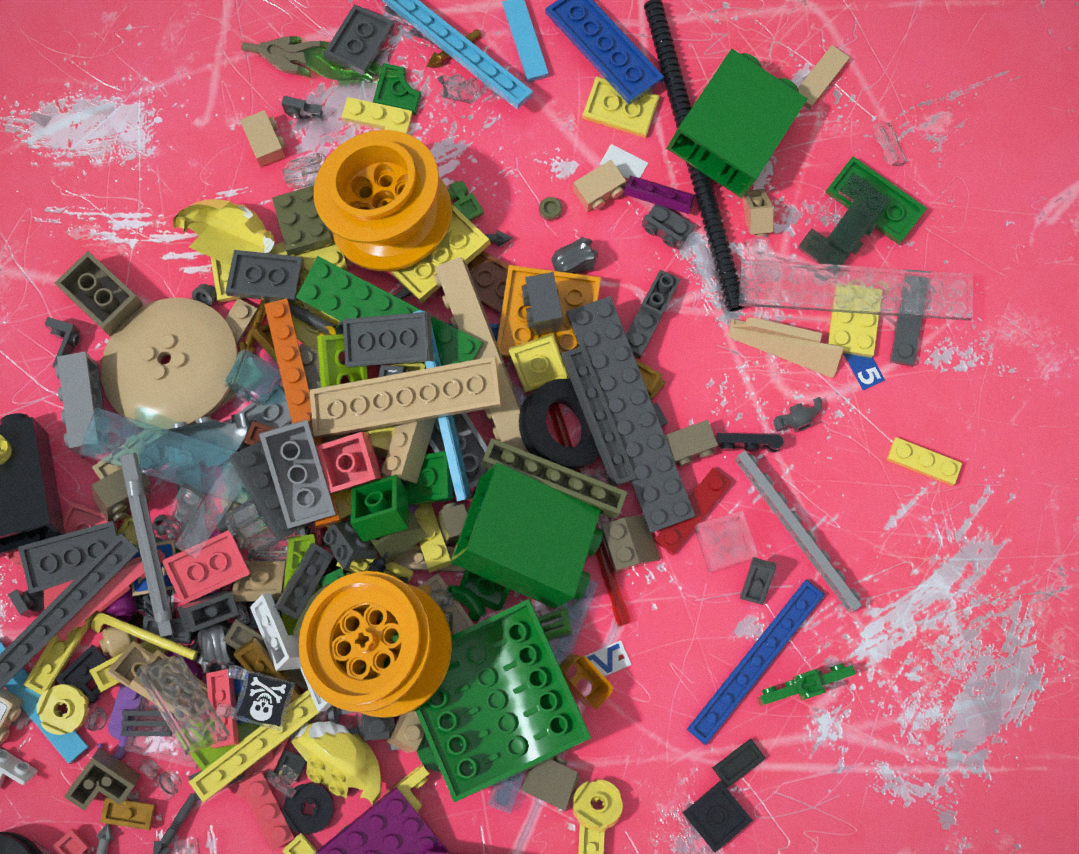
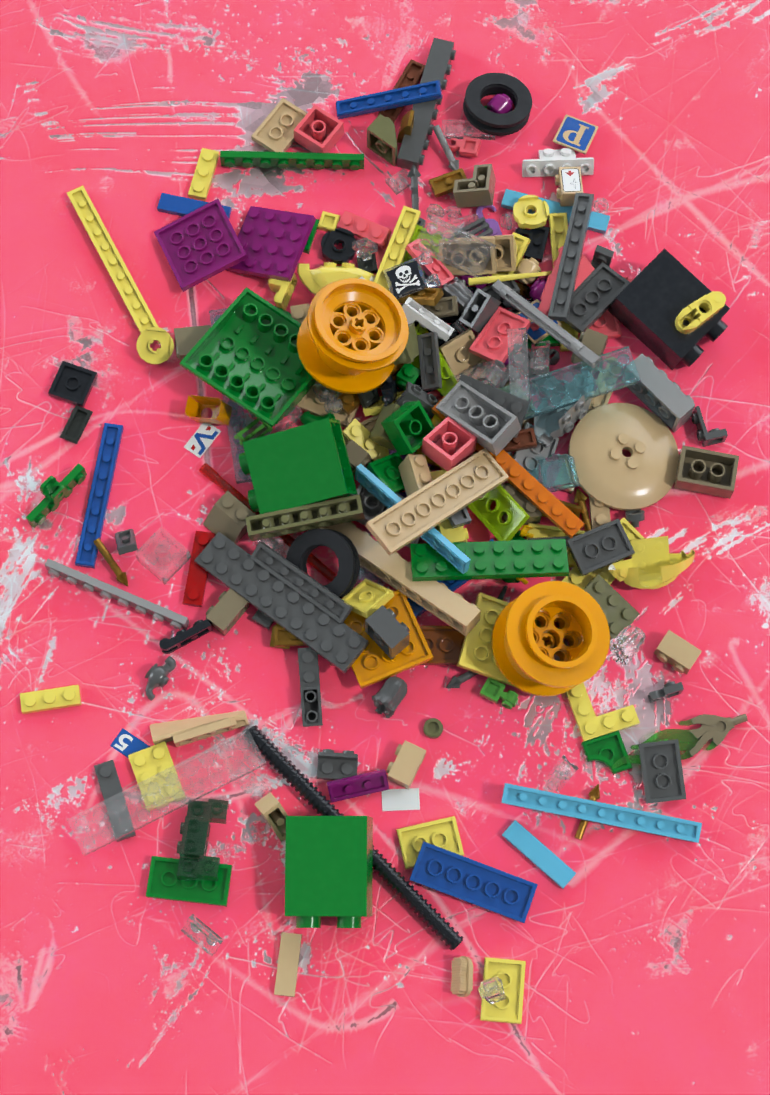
camera: 150 degrees right, 5 degrees down
(388, 339) = (477, 536): dark grey tile -> none
(781, 551) = (121, 576): none -> pearl gold piece

